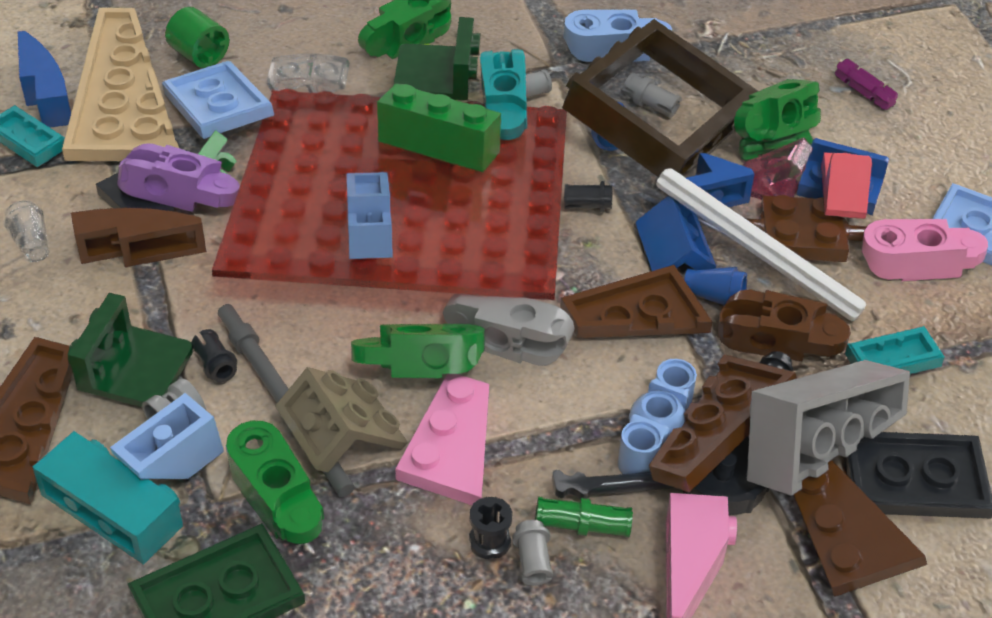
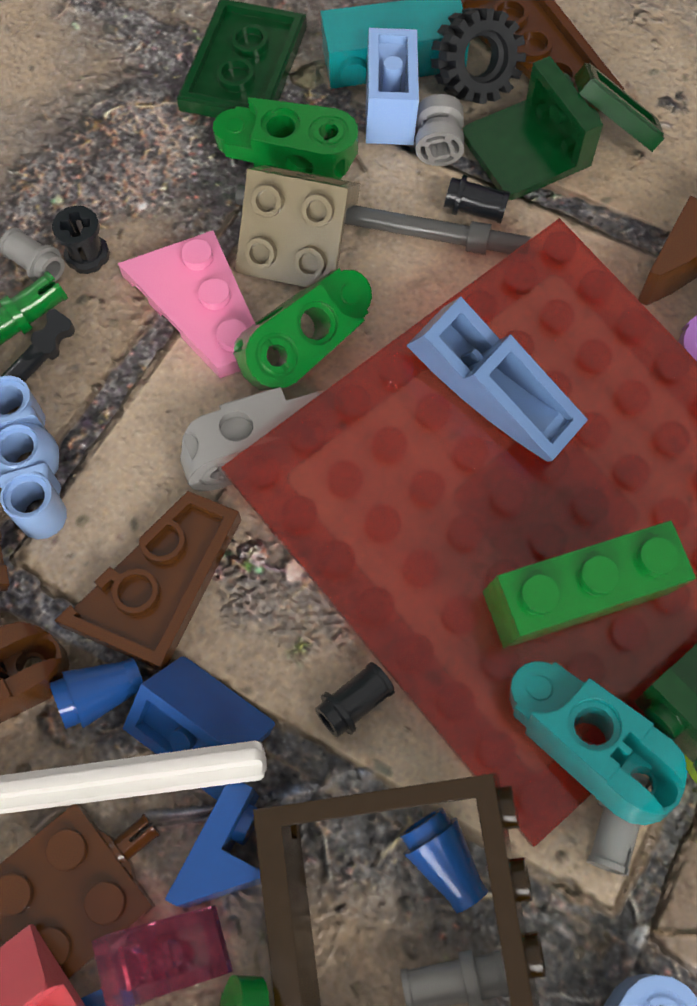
camera: 140 degrees right, 20 degrees up
(65, 317) = (619, 106): none -> dark green tile
(90, 414) = (504, 55): none -> black tyre

